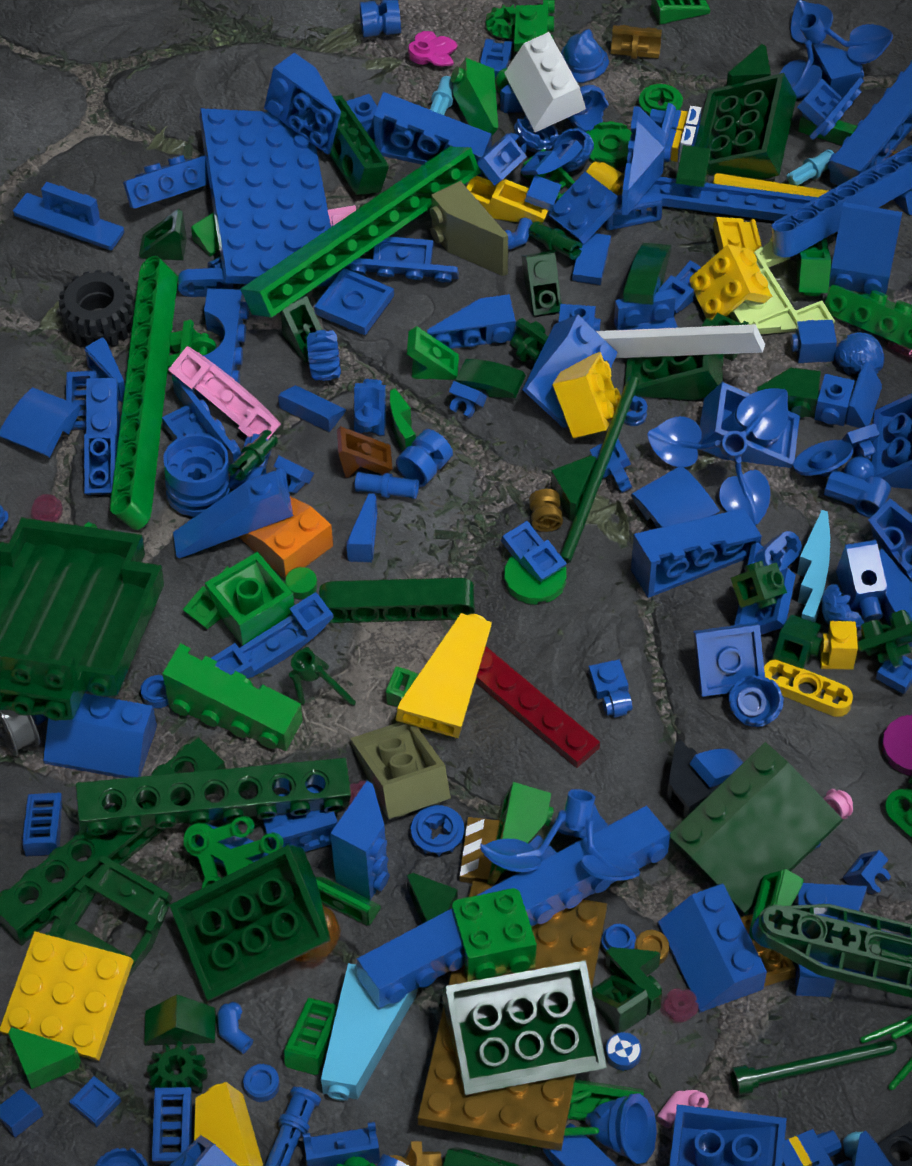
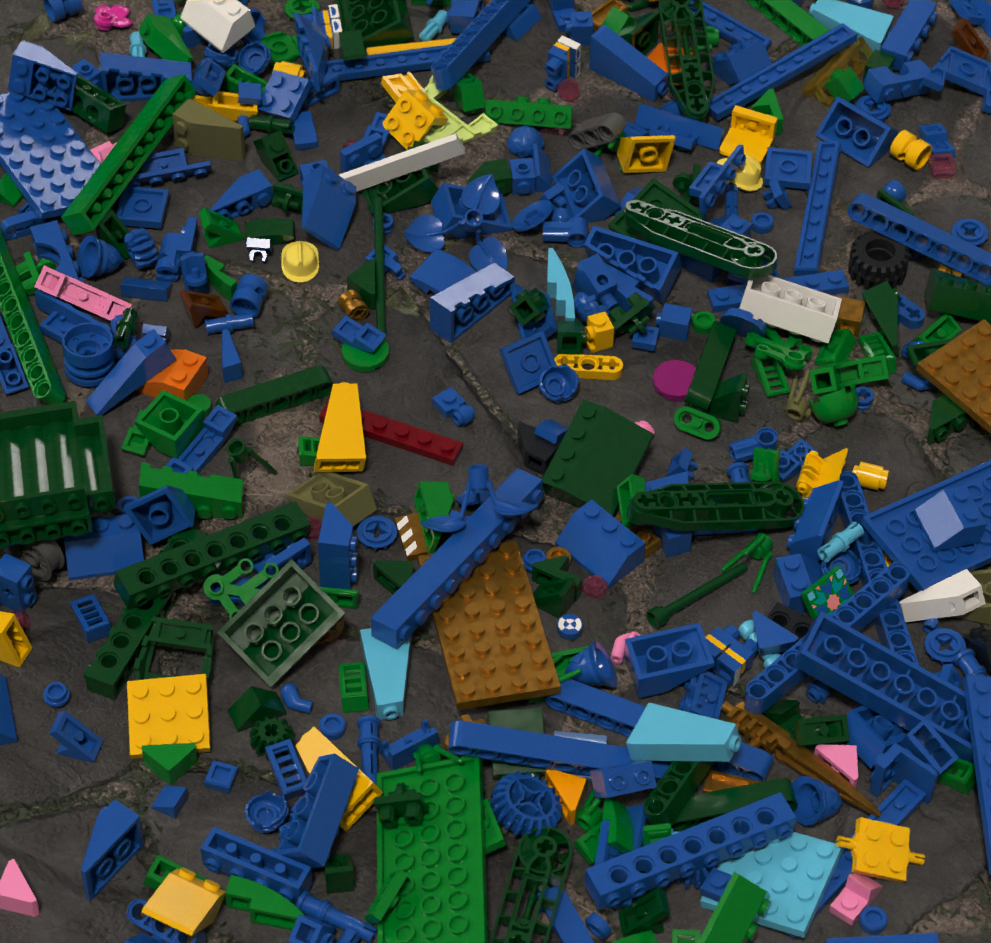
camera: 25 degrees left, 5 degrees down
(177, 719) = (161, 513): none -> blue slope
(271, 352) = (97, 257): none -> blue piece
(368, 364) = (173, 247): none -> blue plate
(495, 934) = (457, 575): green bracket -> none
(511, 428) = (300, 261): none -> light yellow piece
(523, 1027) = (502, 623): dark green slope -> none
(548, 161) = (246, 68): blue slope -> none
(587, 395) = (349, 220): yellow slope -> none
(647, 273) = (352, 127): dark green slope -> none
(775, 549) = (530, 281): blue beam -> none
(814, 341) = (490, 141): blue brick -> none
(865, 248) = (501, 66): blue slope -> none

